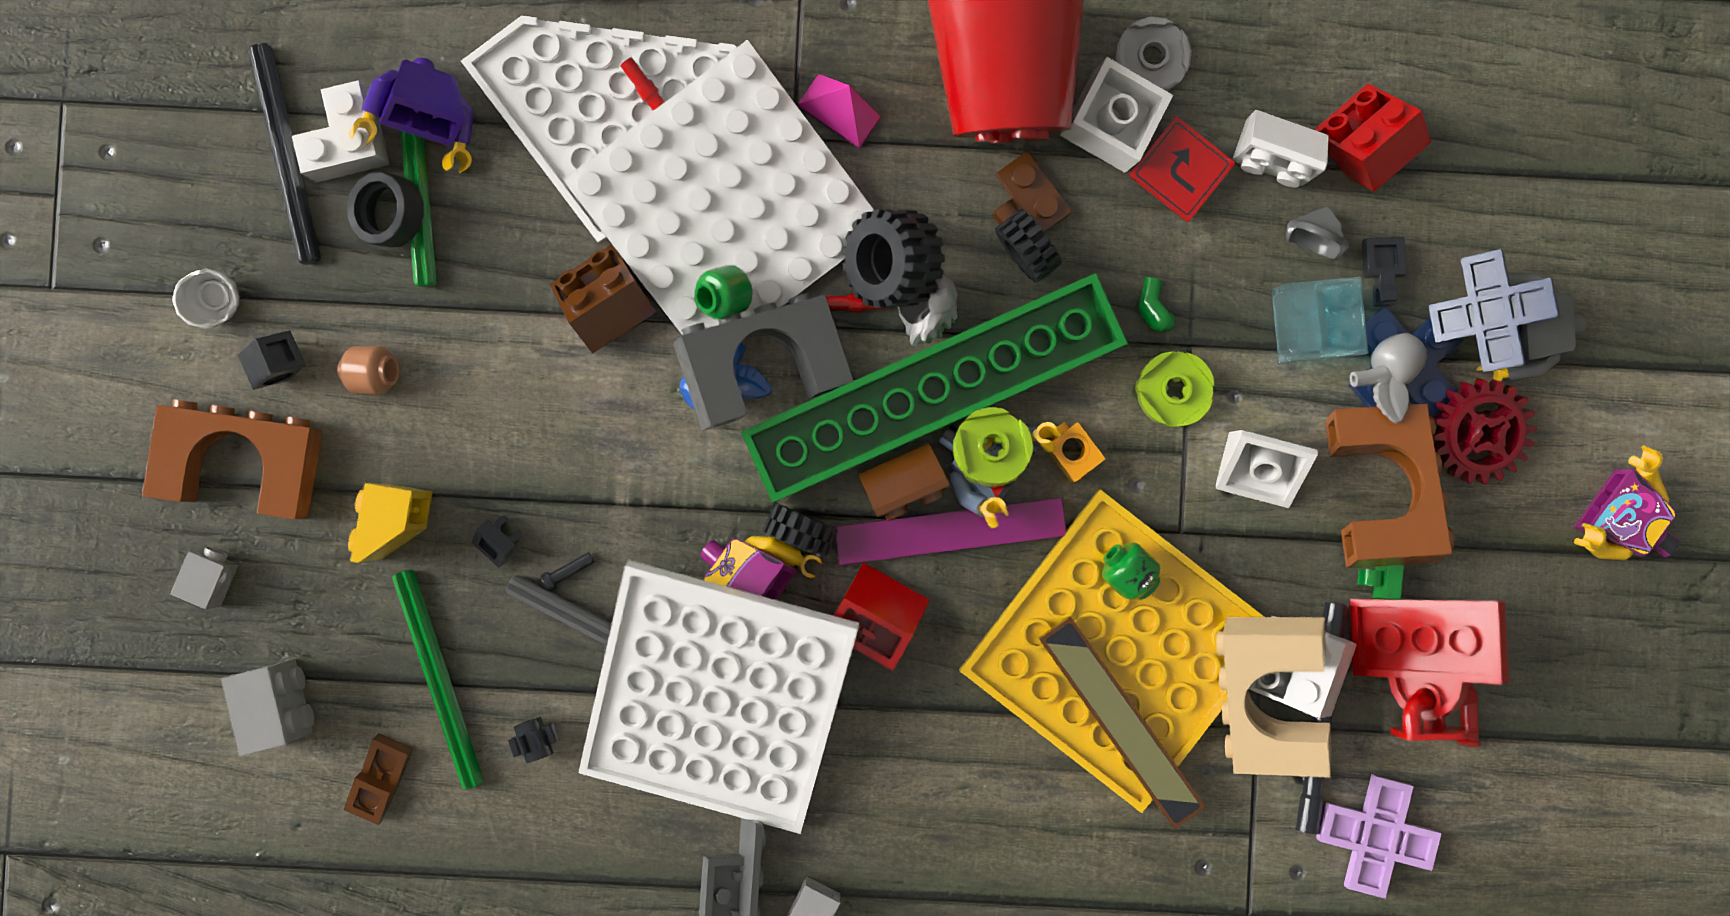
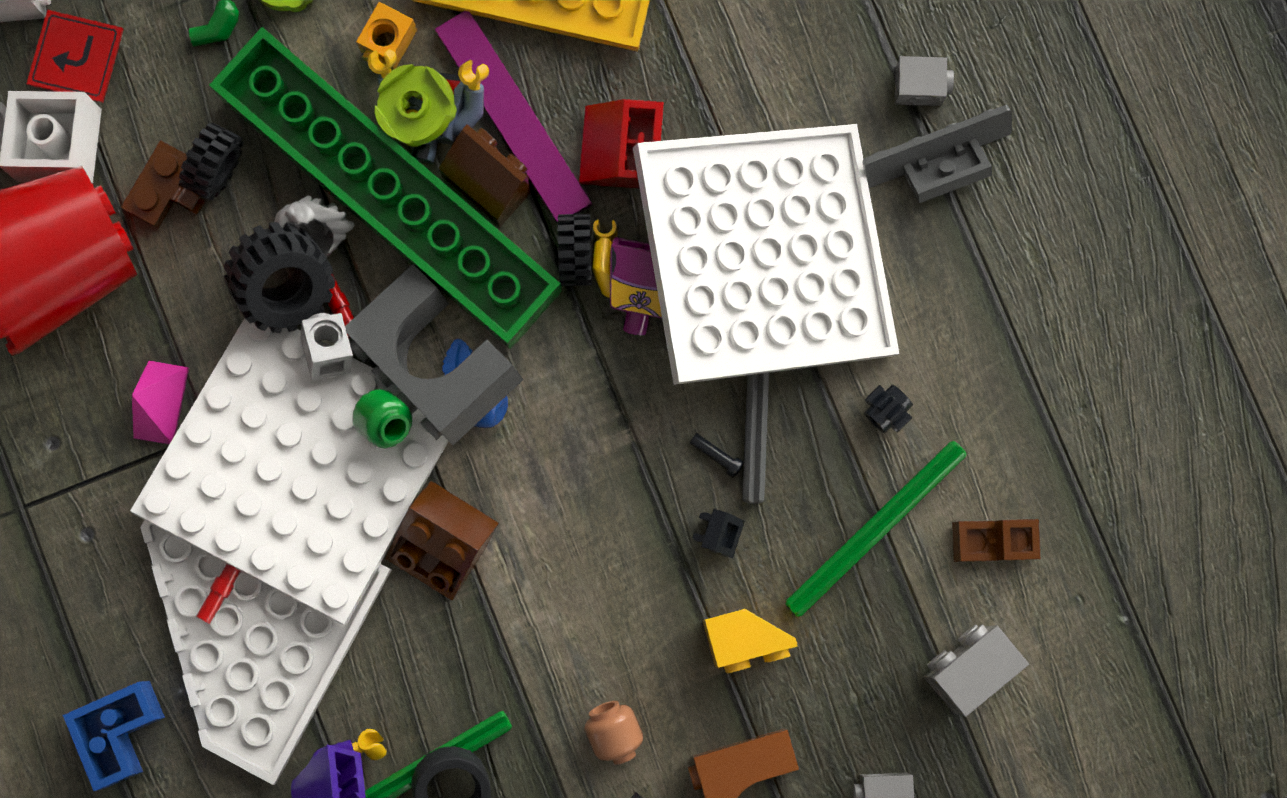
camera: 110 degrees left, 5 degrees down
(801, 263) = (330, 360): none -> light grey brick

